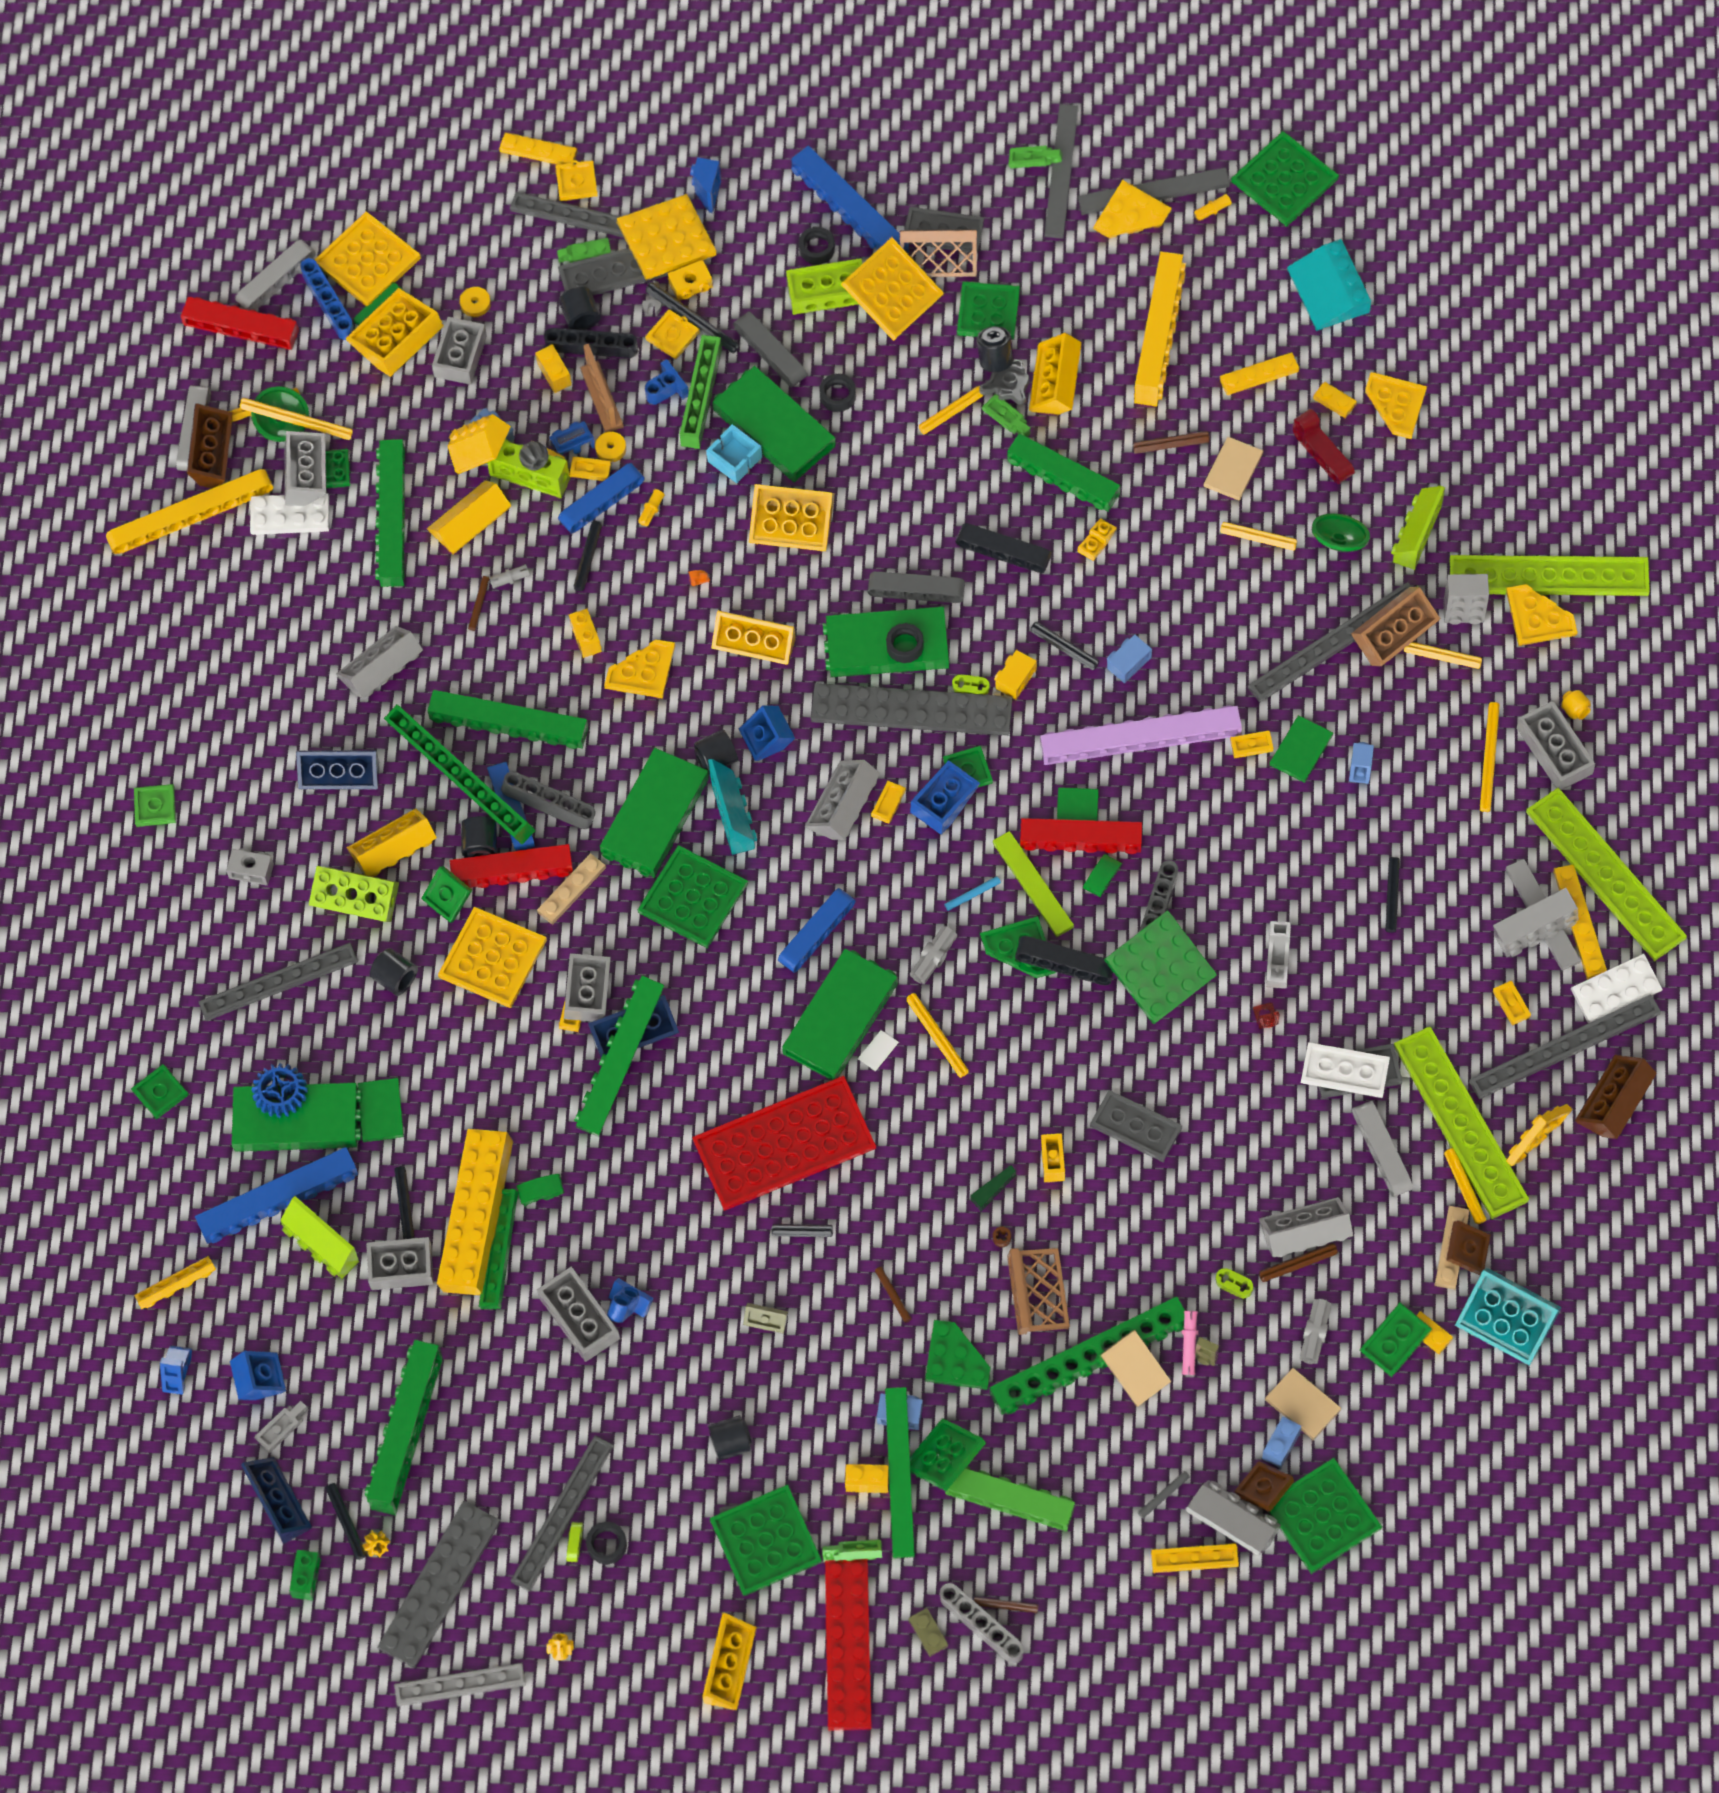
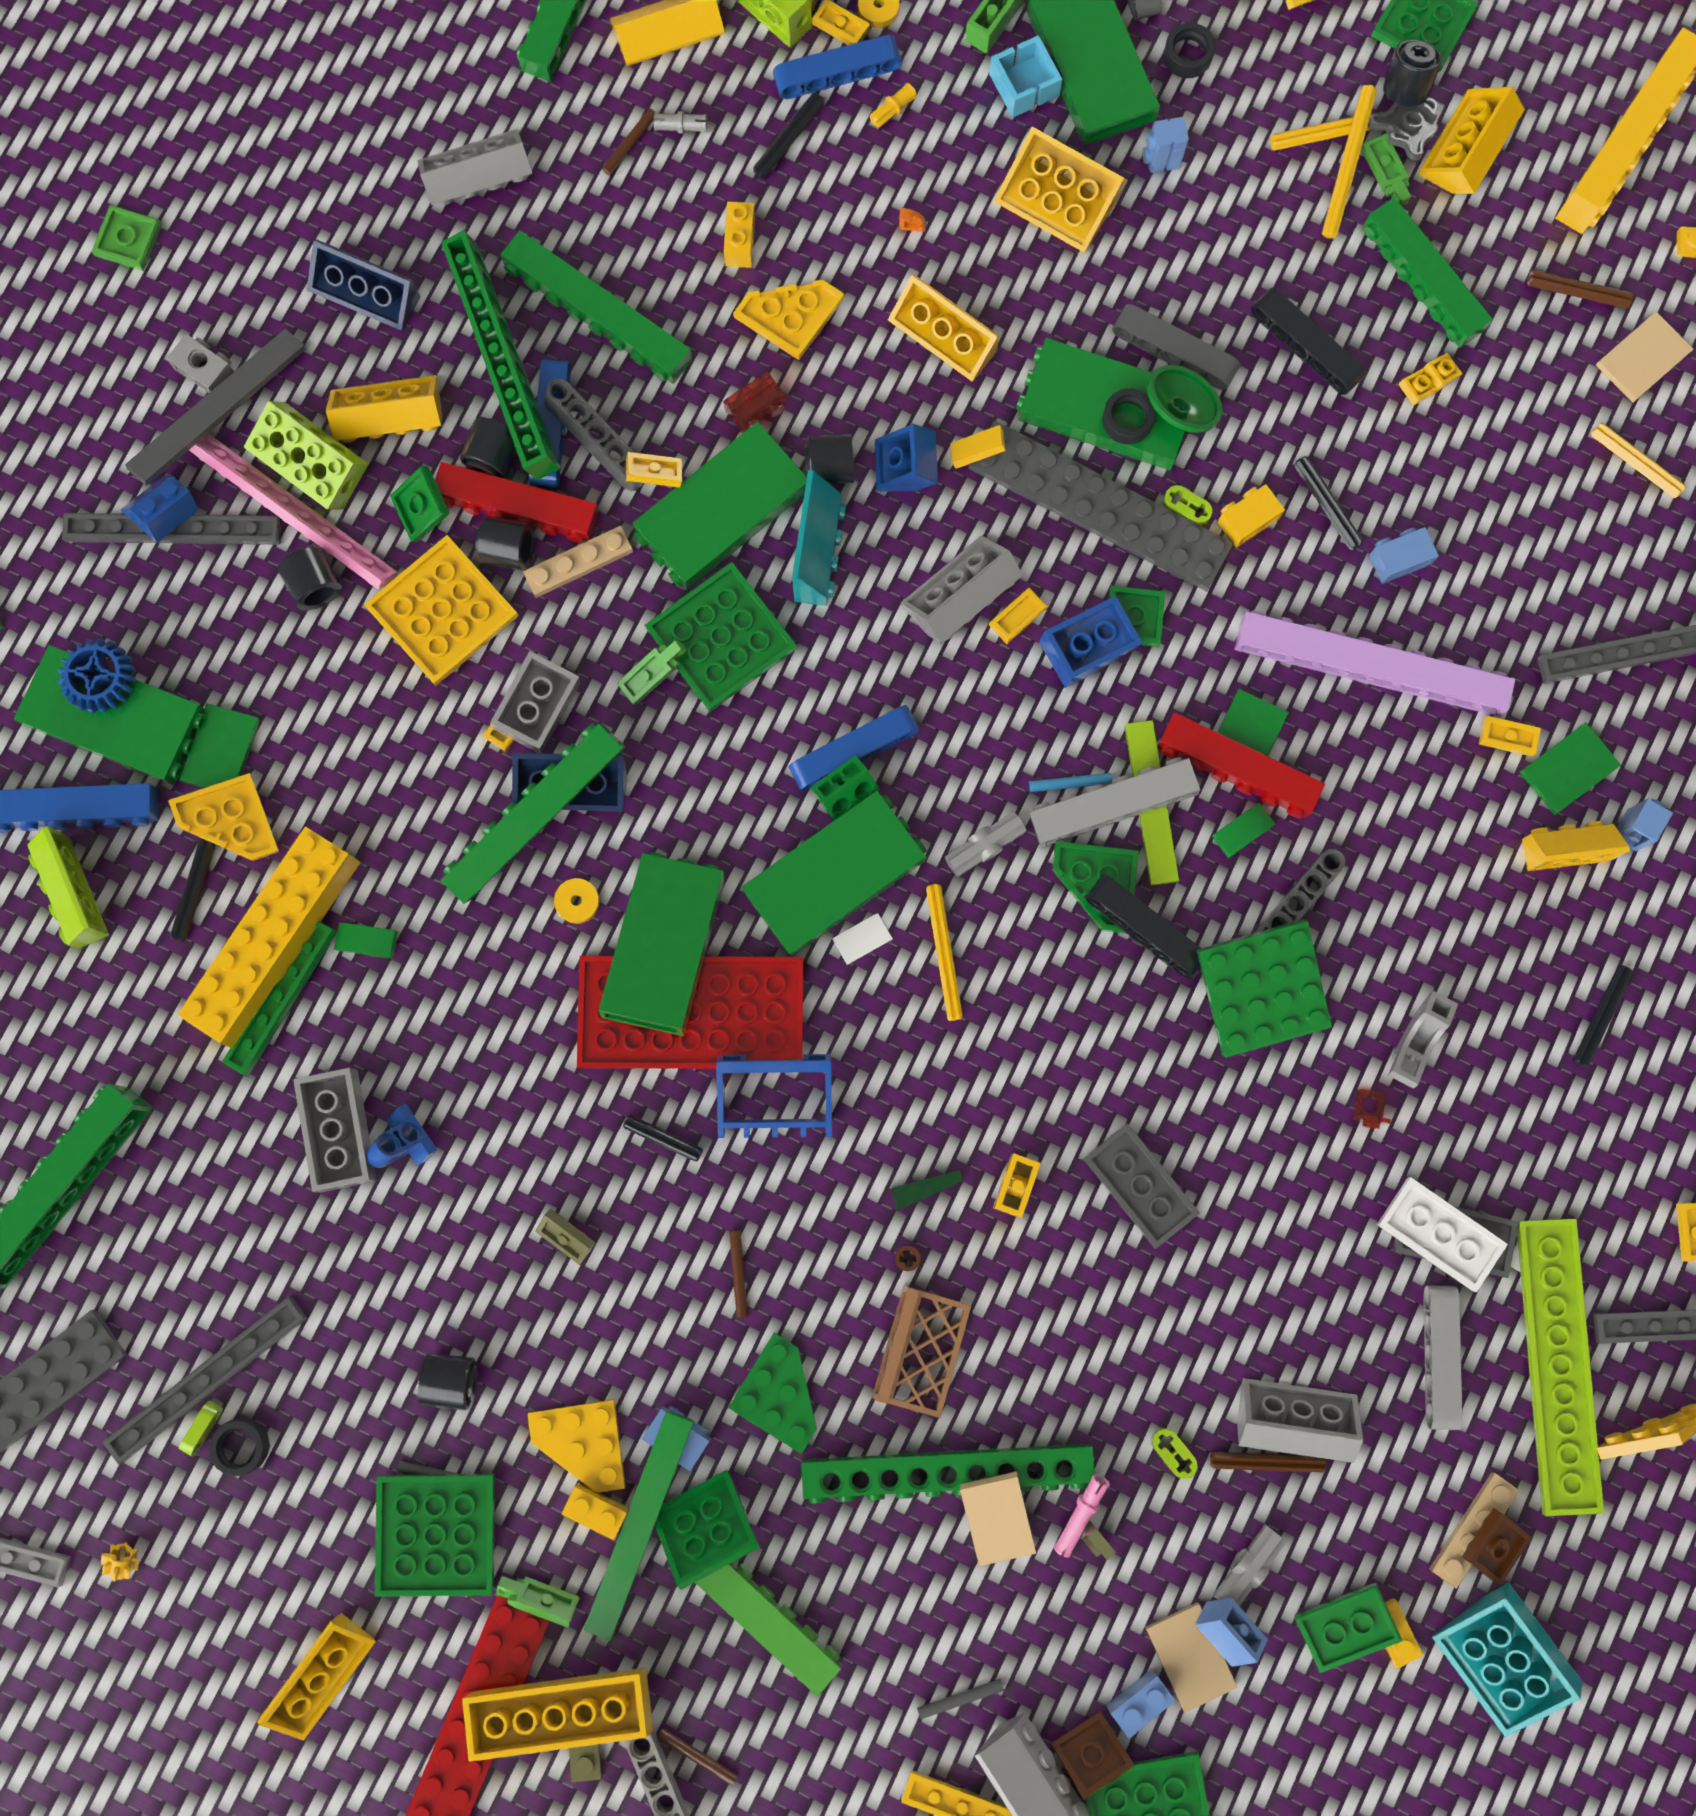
camera: 20 degrees right, 15 degrees up
(267, 967) = (161, 507): none -> blue slope
(275, 887) = (215, 407): none -> dark grey tile
(352, 933) = (294, 511): none -> bright pink plate
(400, 1263) = (148, 965): light grey brick -> none
(409, 1148) = (228, 817): none -> yellow plate
(517, 895) = (505, 543): none -> black piece
(599, 805) = (653, 469): none -> yellow plate
(646, 737) = (755, 402): none -> clear red brick
(656, 936) = (651, 671): none -> bright green hinge
(672, 1114) = (570, 890): none -> yellow piece
(745, 1103) = (662, 943): none -> green brick
(811, 704) = (977, 446): none -> yellow tile
(822, 956) = (844, 787): none -> green brick
(836, 1442) = (583, 1442): none -> yellow plate
(850, 460) = (1166, 145): none -> medium blue brick
(890, 1132) = (740, 1064): none -> blue hinge
(900, 1602) = (557, 1714): none -> yellow brick
(937, 616) = (1184, 399): none -> green dish
(979, 422) = (1349, 161): none -> yellow axle
(1007, 892) = (1115, 802): none -> light grey brick
(1319, 1370) = (1231, 1632): none -> medium blue brick
(1323, 796) = (1573, 846): none -> yellow slope
(1465, 1186) = (1527, 1454): yellow axle -> none

